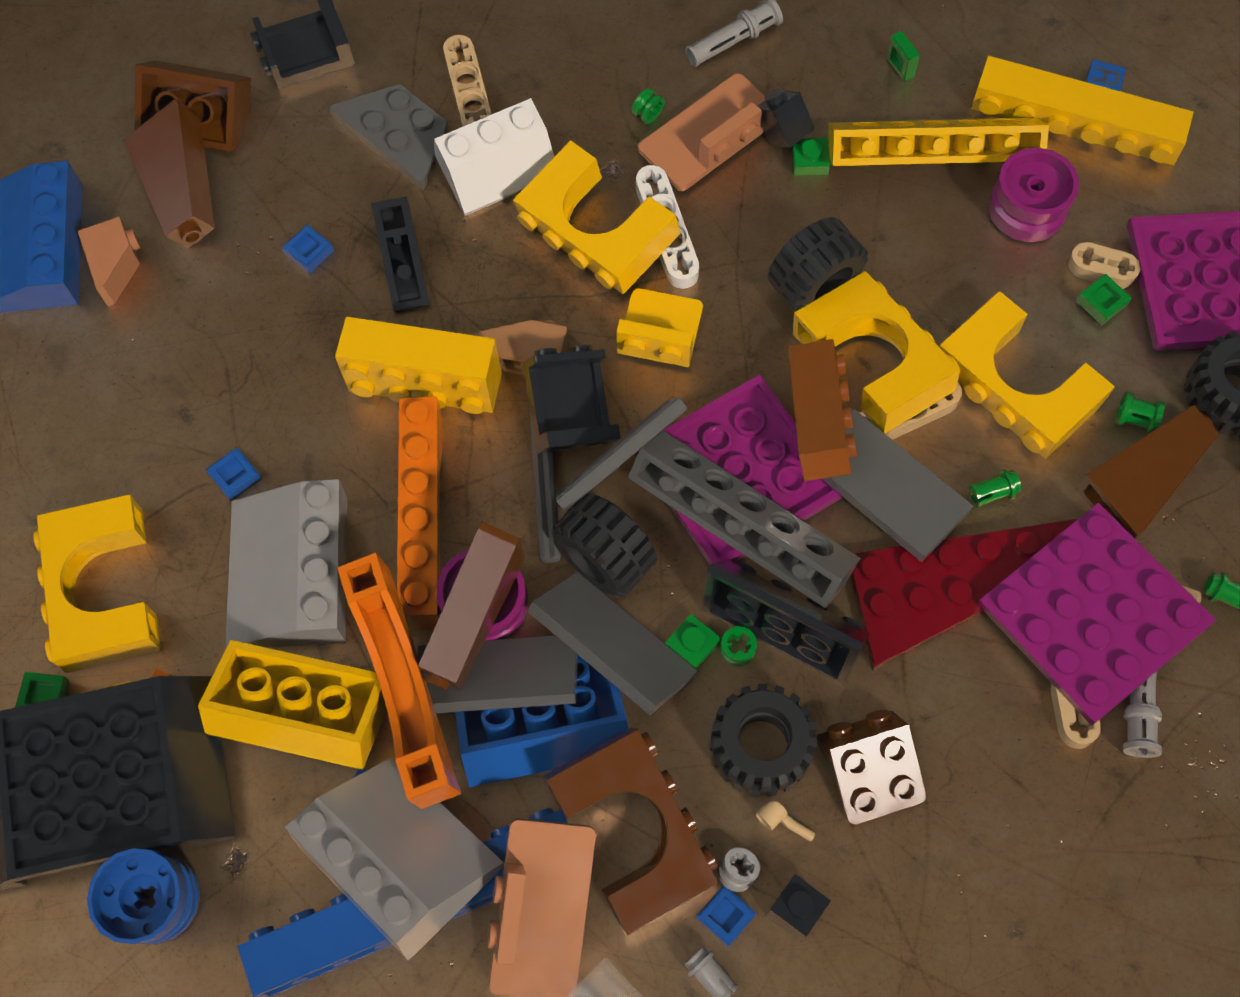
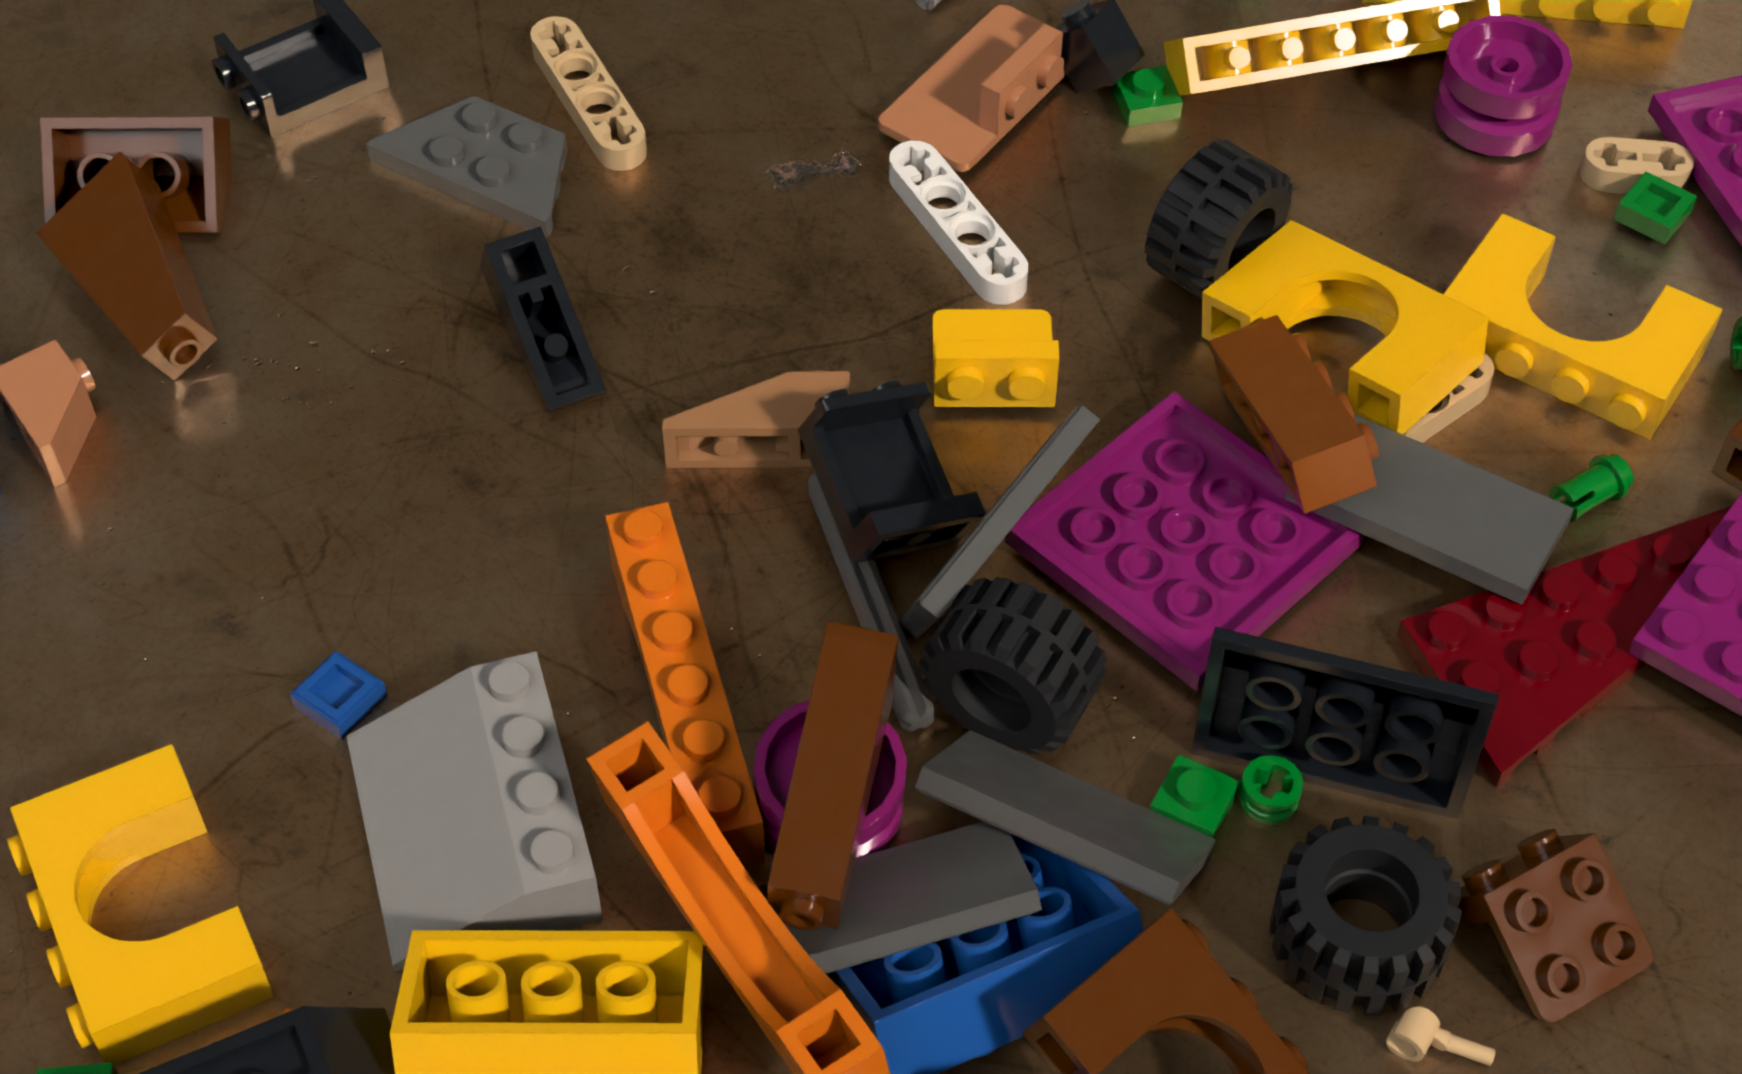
camera: 15 degrees left, 15 degrees down
(308, 249) = (381, 346): blue tile -> none
(419, 363) = (583, 458): yellow brick -> none
(494, 156) = (661, 163): white slope -> none
(613, 256) = (888, 268): yellow arch -> none
(648, 105) = (877, 65): green bush -> none
(743, 518) = (1220, 579): dark grey brick -> none

